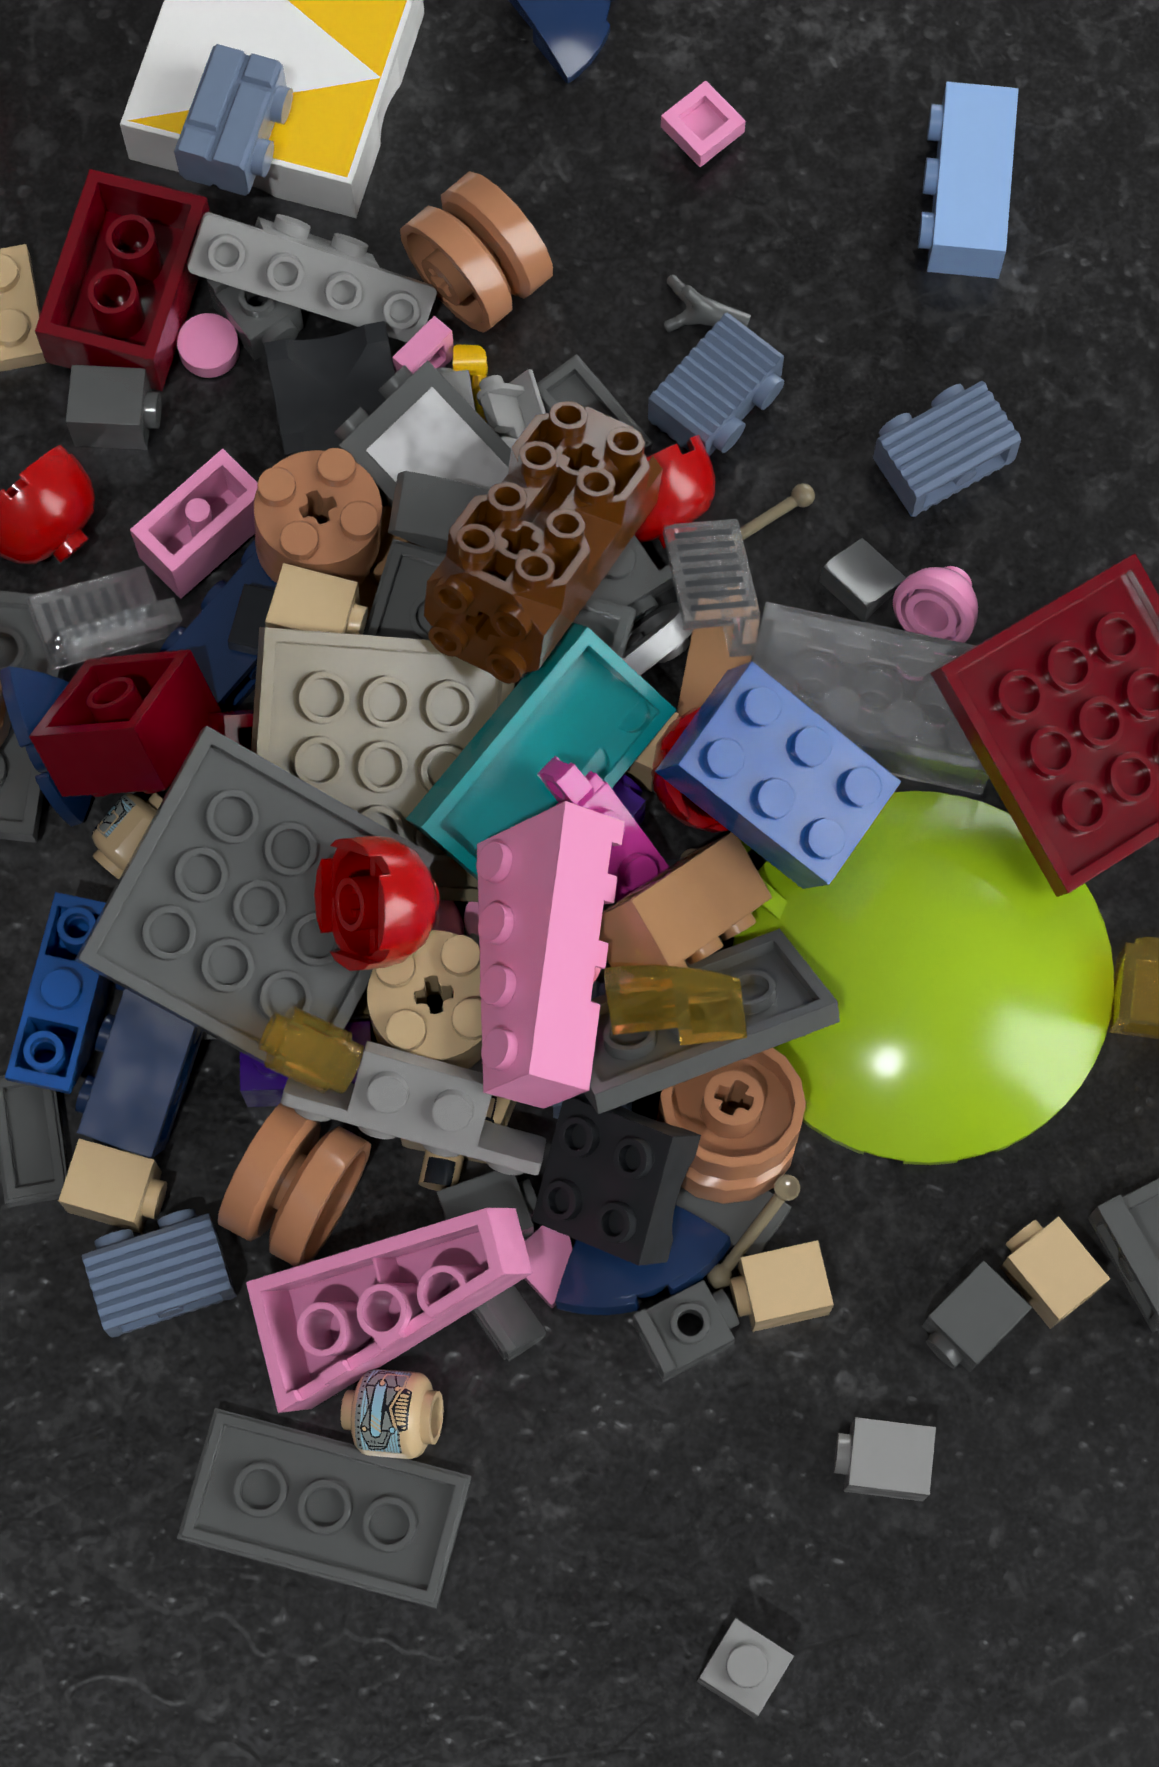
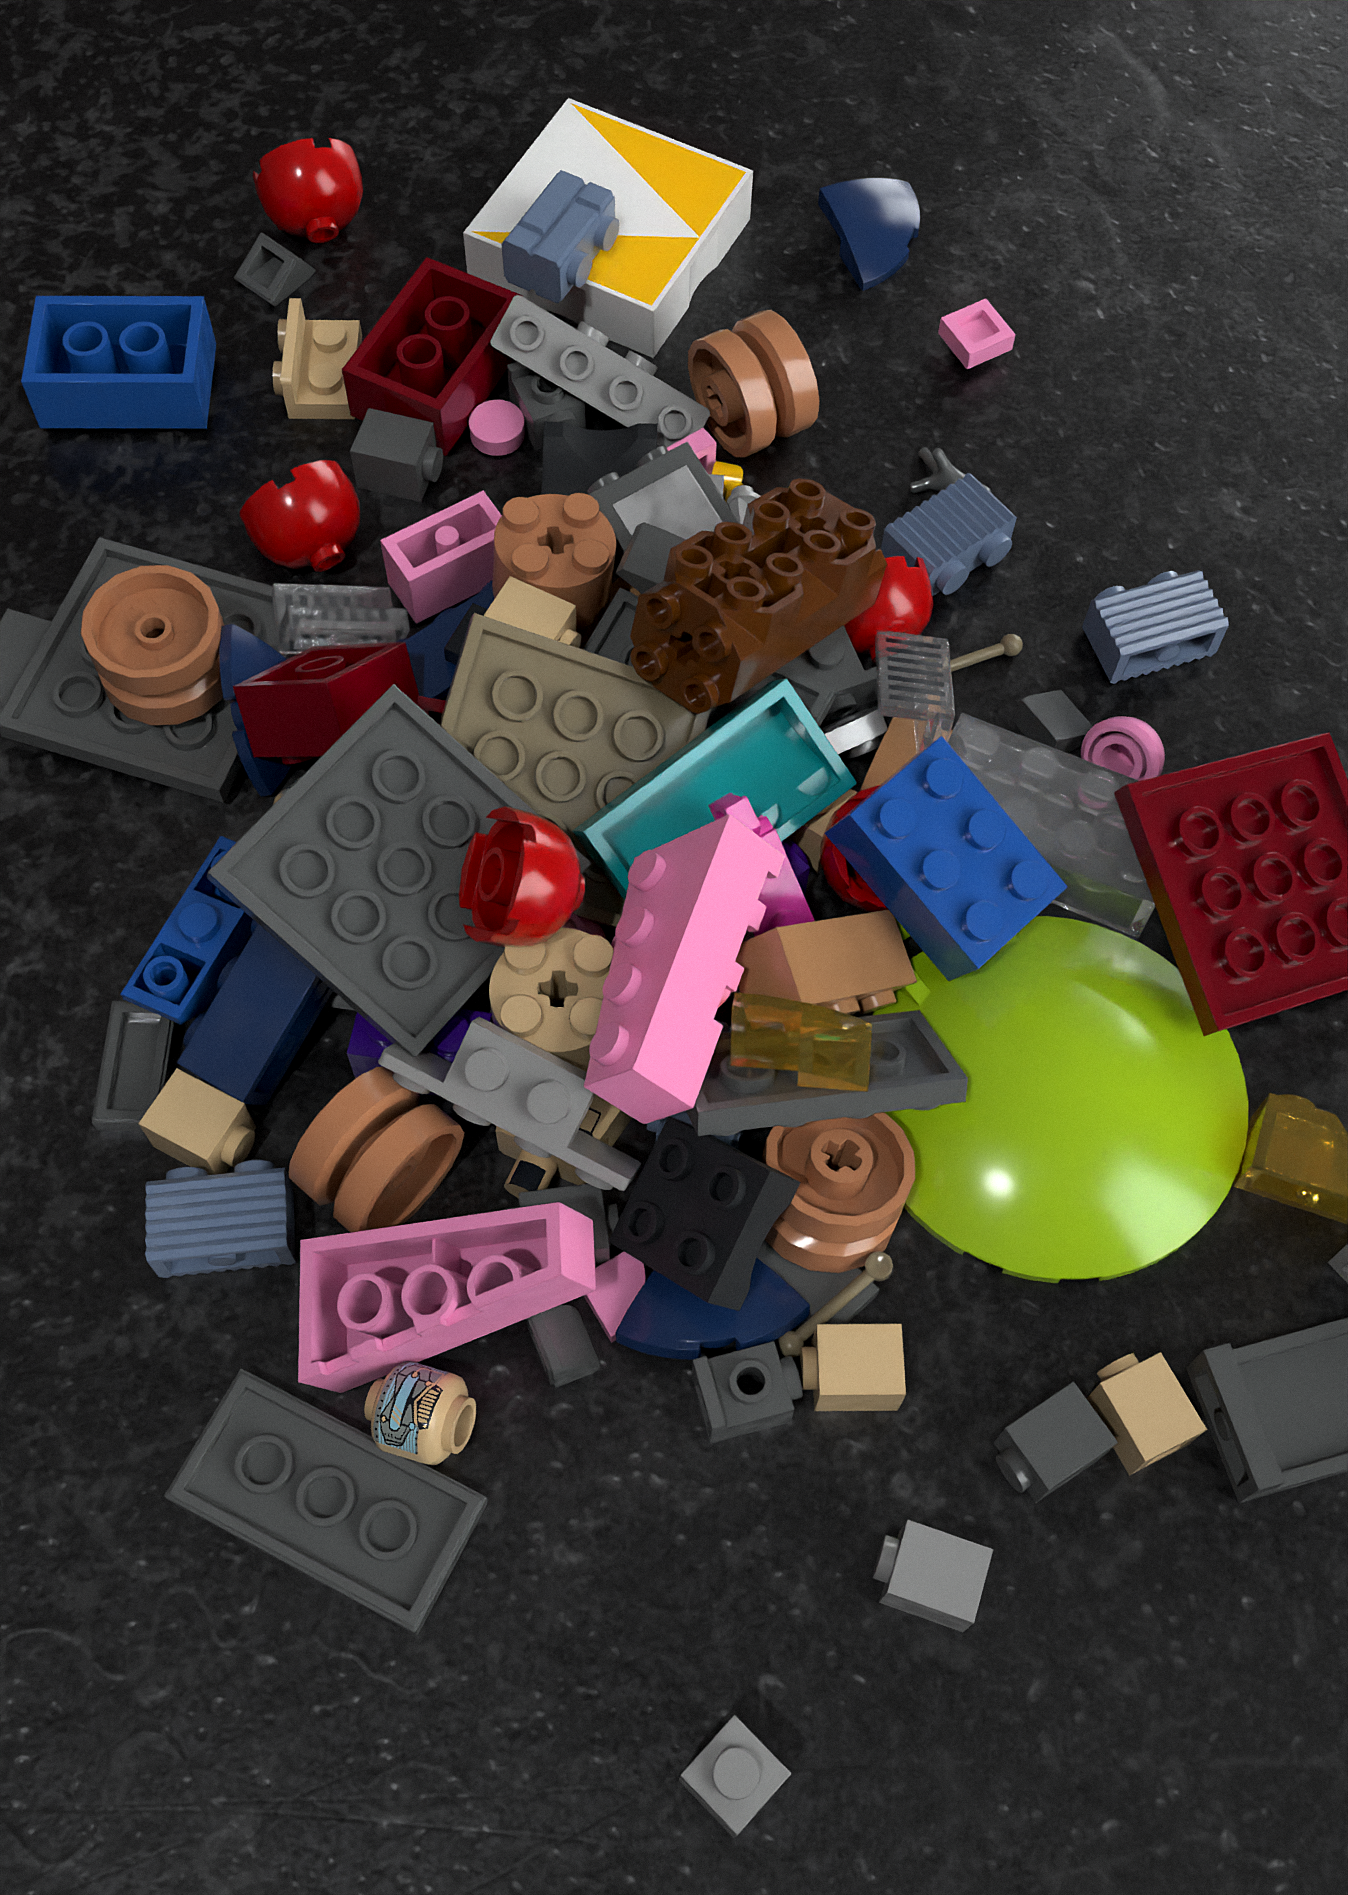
camera: 10 degrees right, 10 degrees down
(310, 1050) = (419, 1013): clear yellow brick -> none
(969, 180) = (1210, 416): light blue brick -> none

